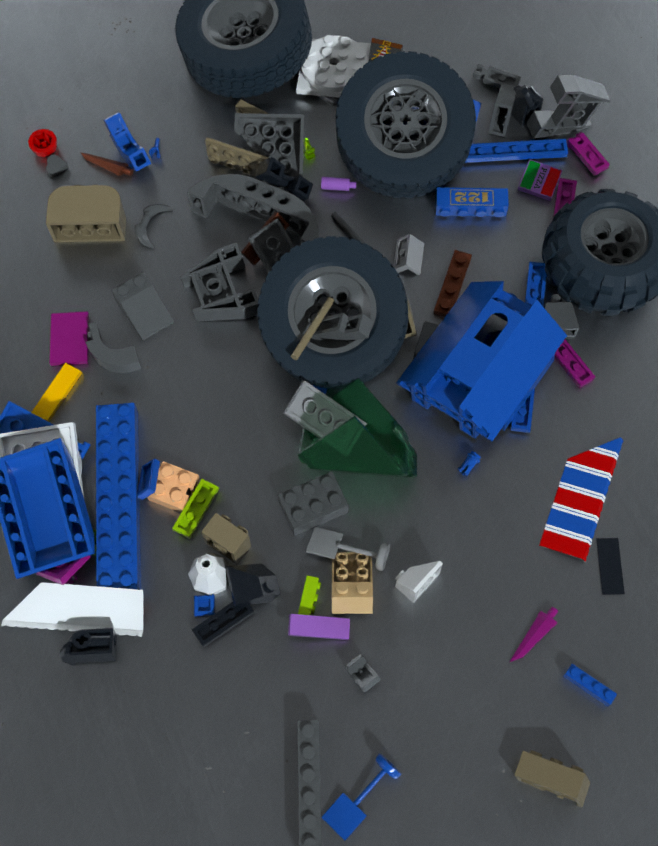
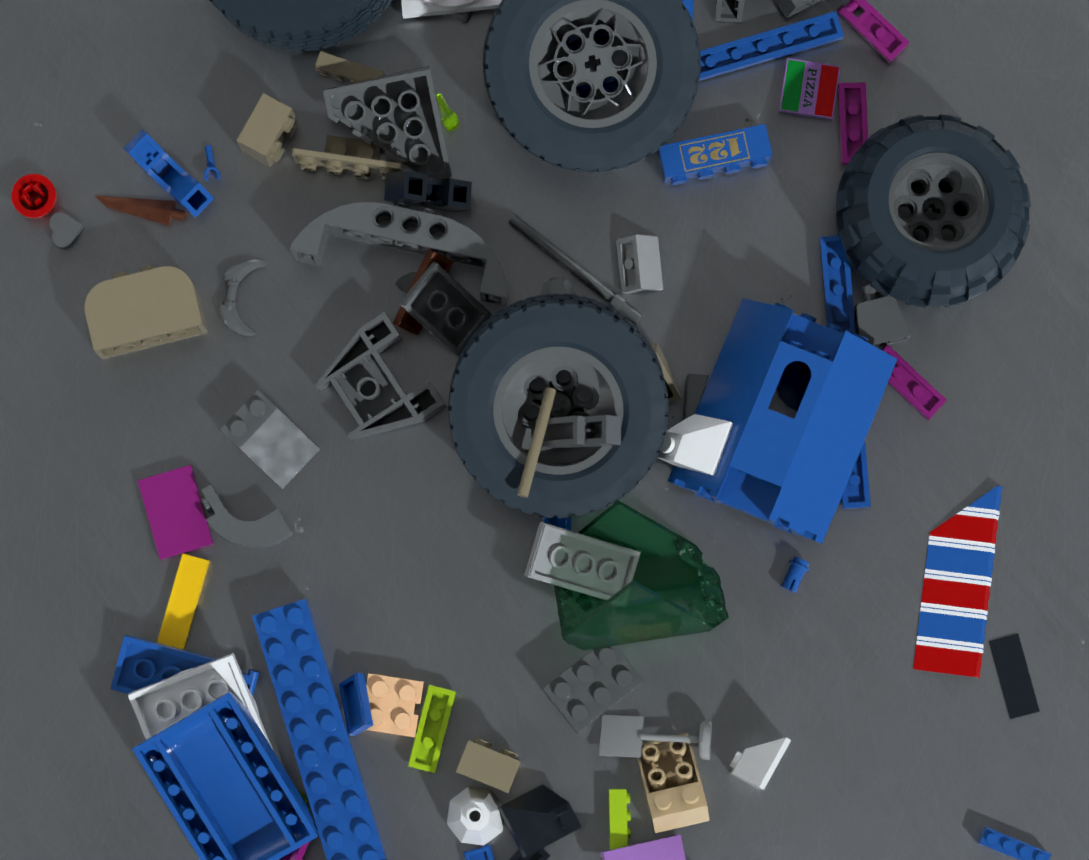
camera: 15 degrees left, 15 degrees up
(193, 130) = (267, 131): none -> dark tan brick
(336, 183) = (505, 166): medium lavender cylinder -> none
(418, 358) = (696, 443): none -> white slope
(452, 283) = (714, 295): copper plate -> none
(540, 627) = (934, 787): magenta bar -> none

